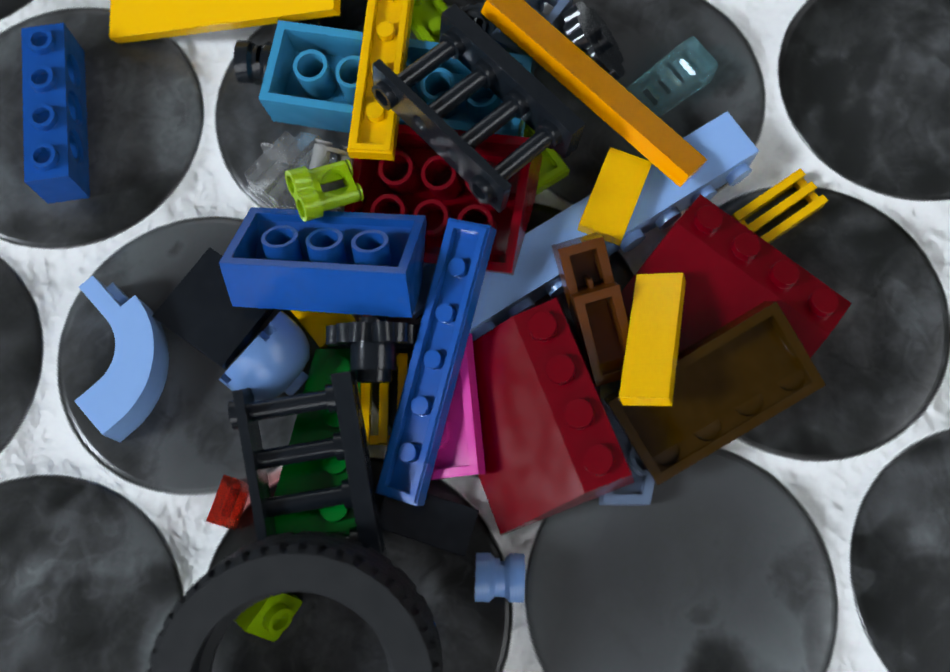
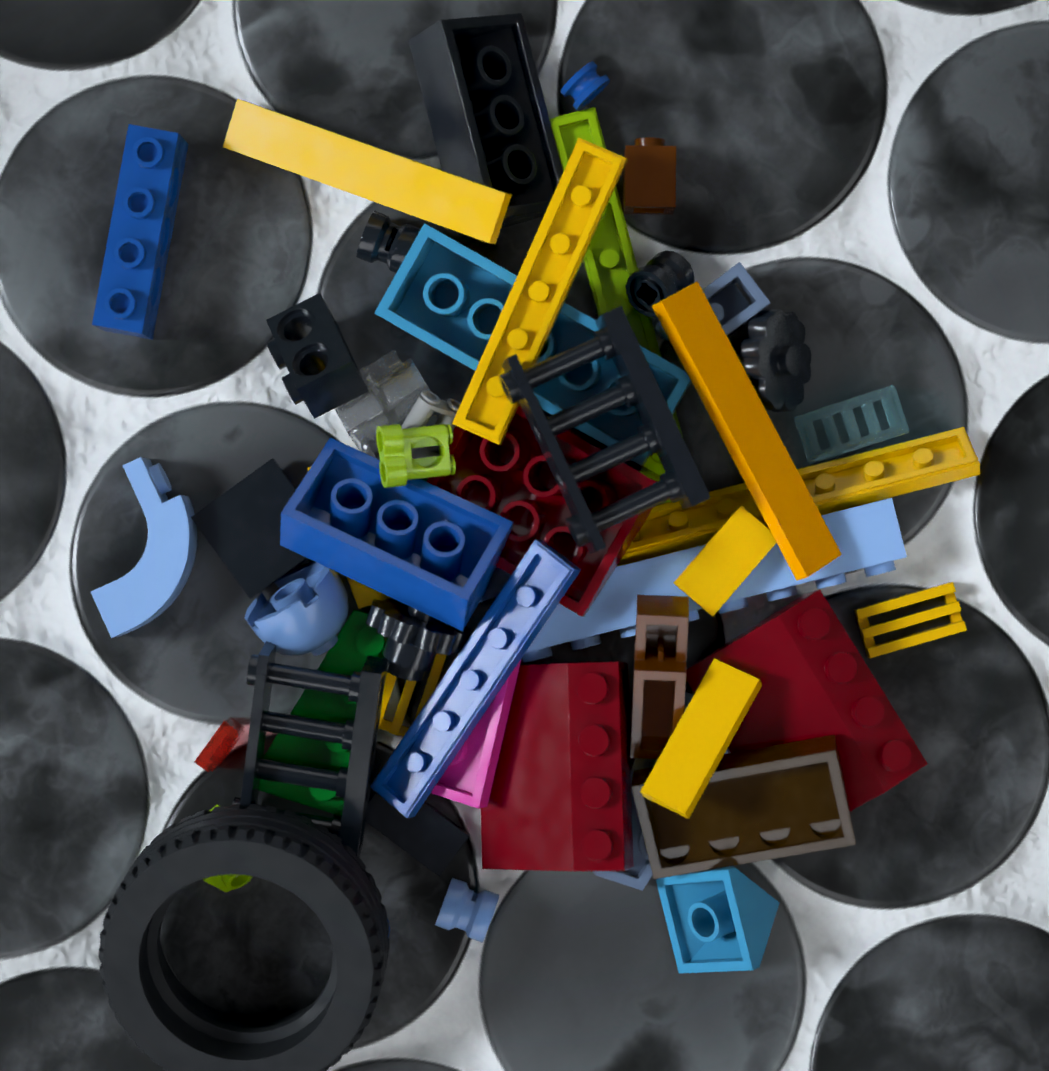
camera: 15 degrees right, 15 degrees up
(222, 152) = (315, 356): none -> black brick
(723, 95) = (831, 484): none -> yellow tile
(725, 506) = (716, 920): none -> dark azure slope

